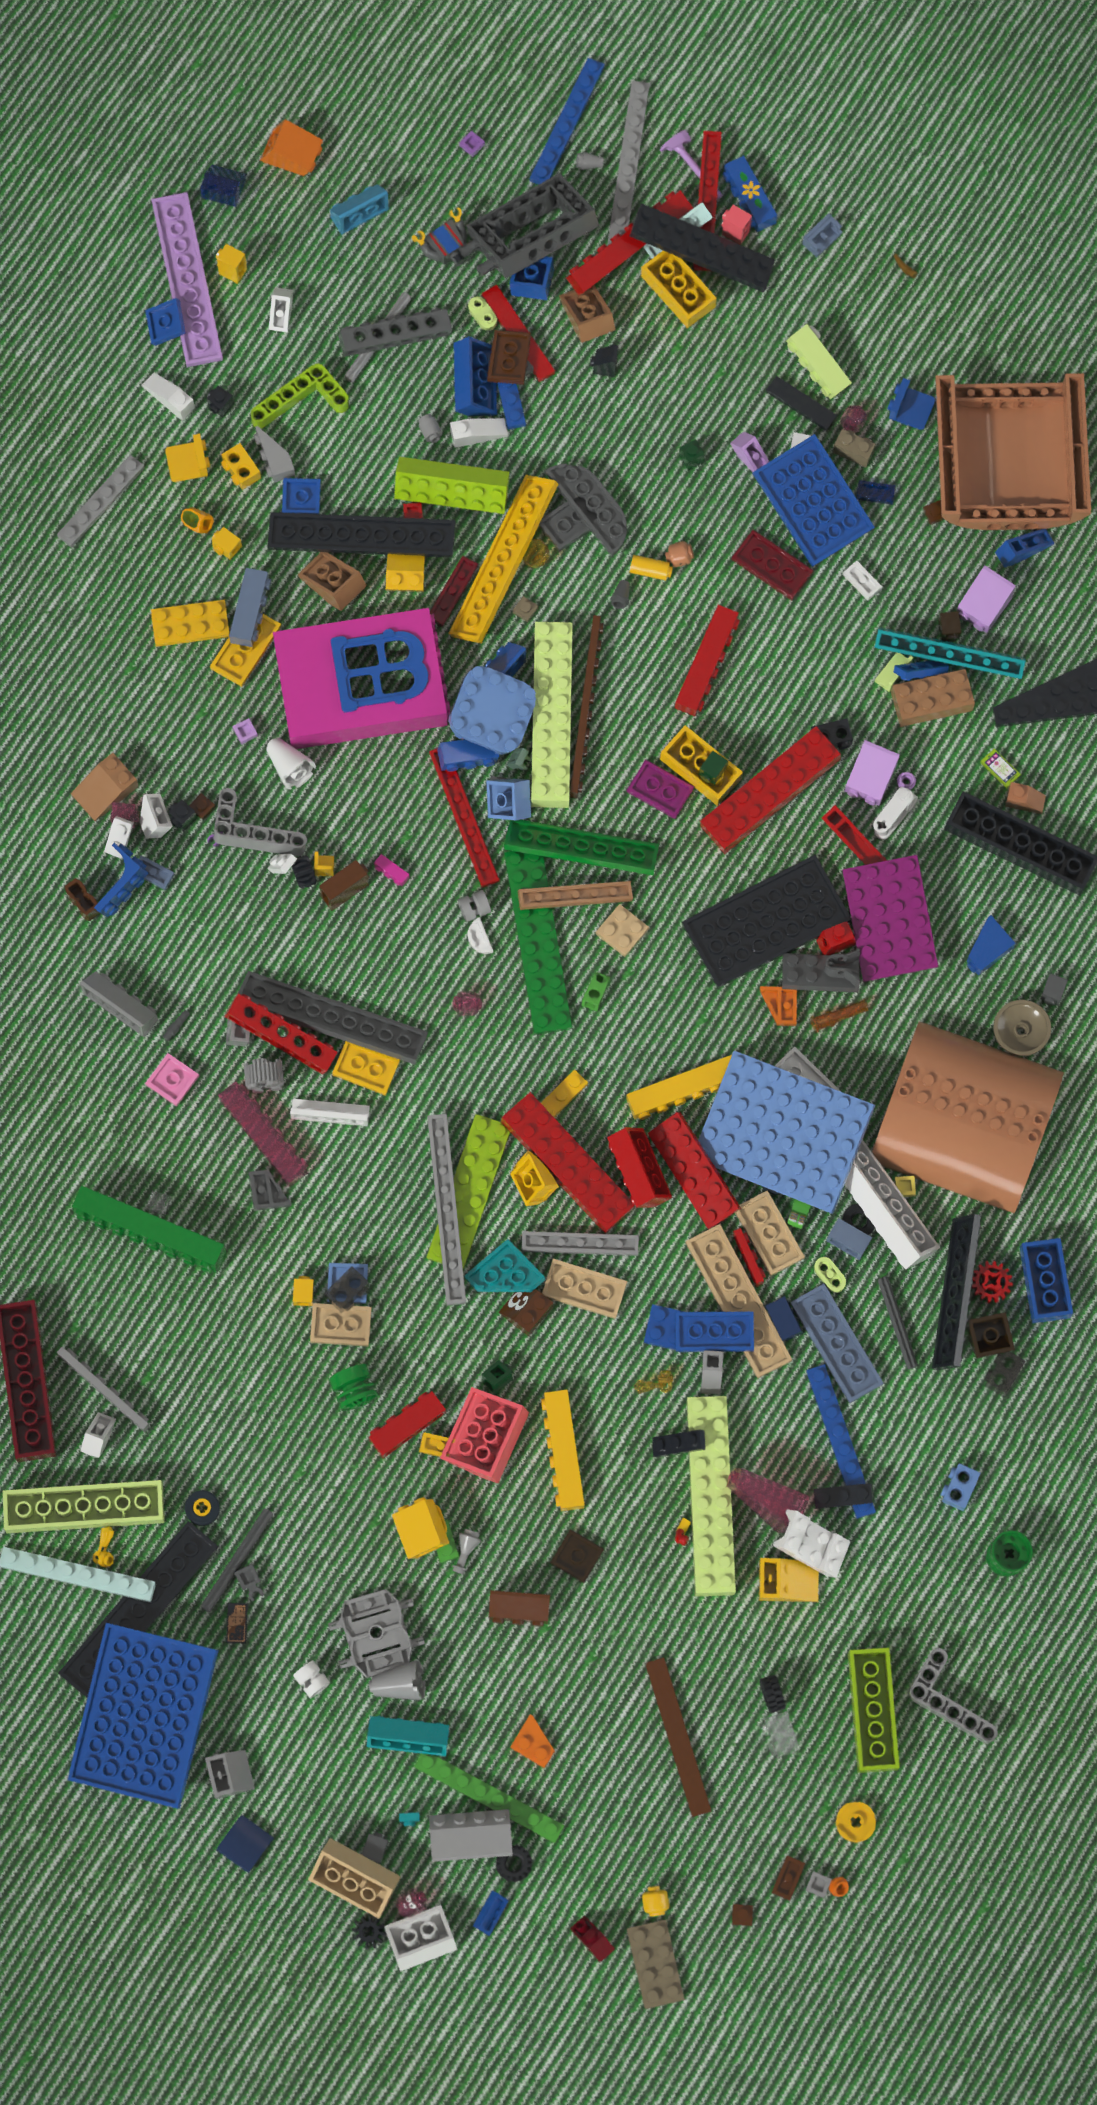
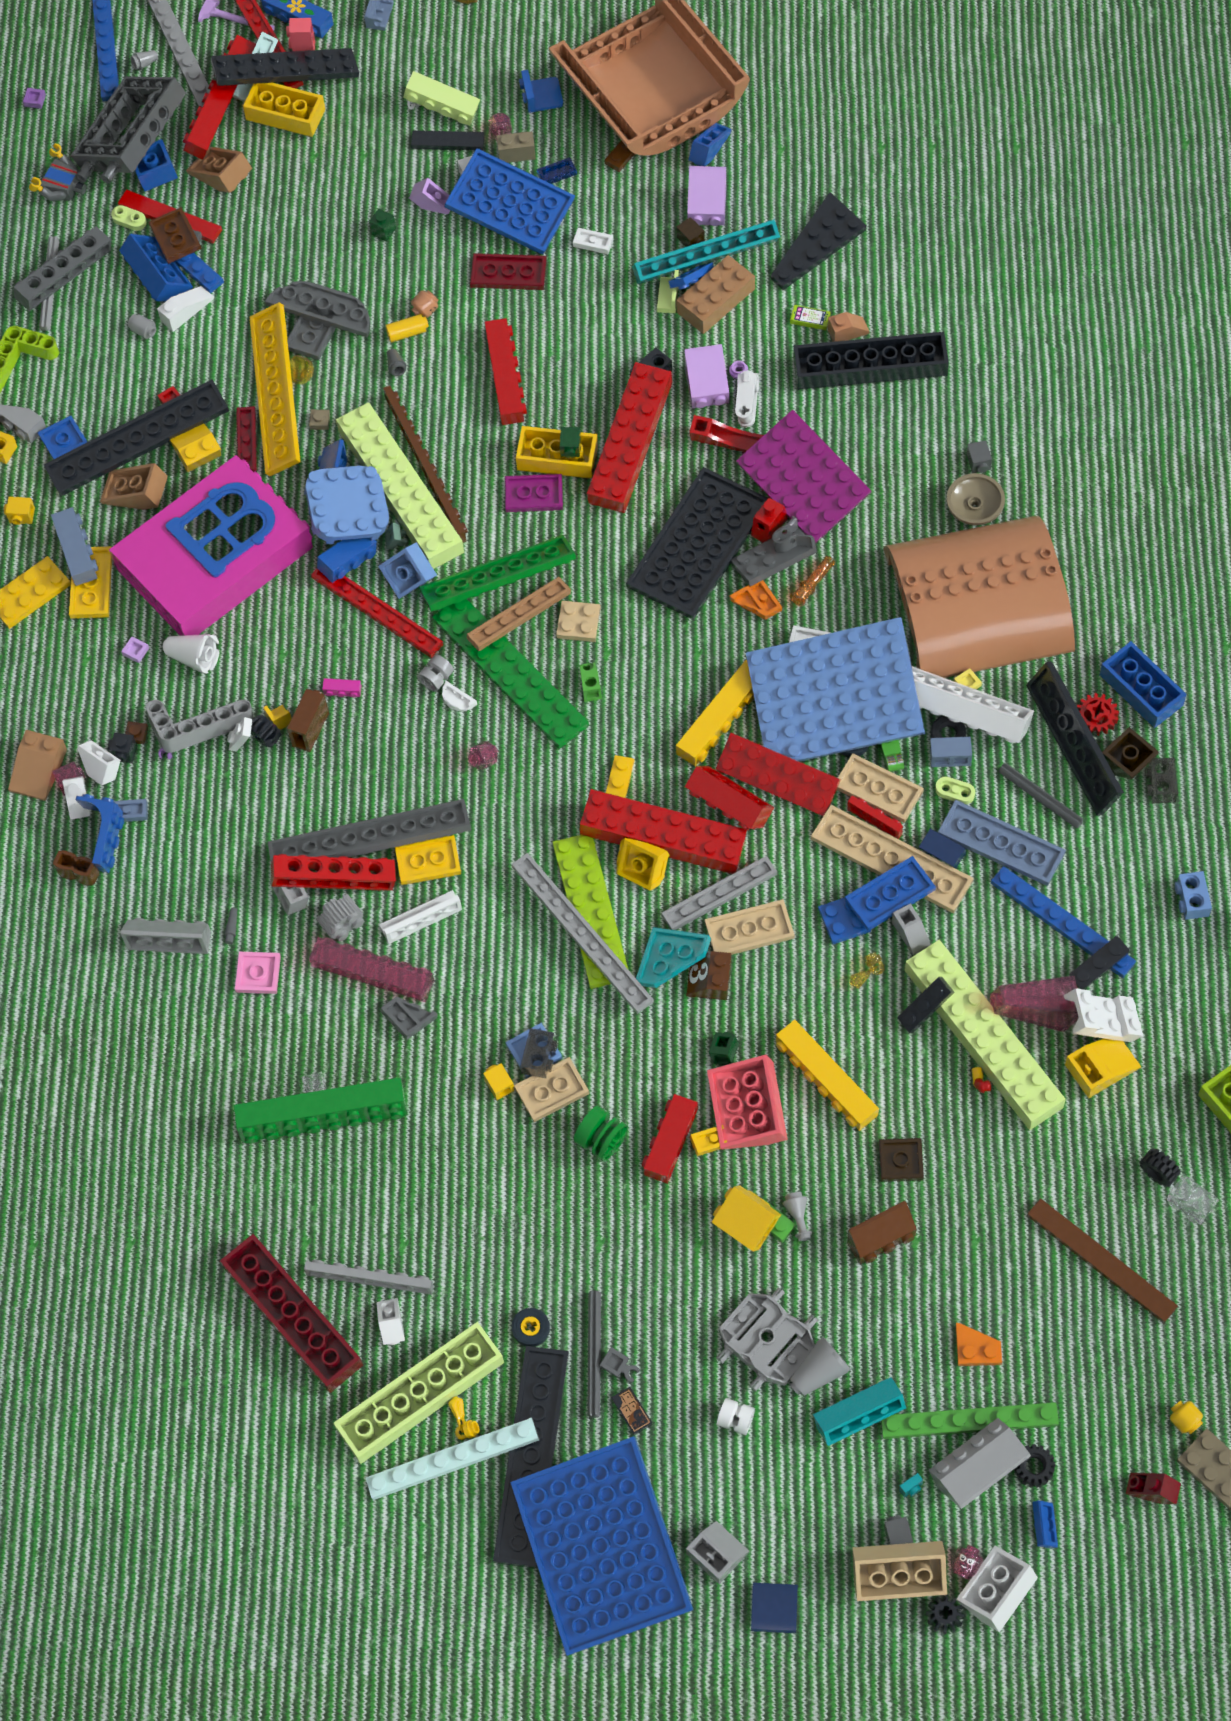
camera: 25 degrees left, 10 degrees down
(451, 485) = (191, 355): lime brick -> none
(605, 361) = (260, 193): black slope -> none
(989, 947) = (901, 454): blue slope -> none

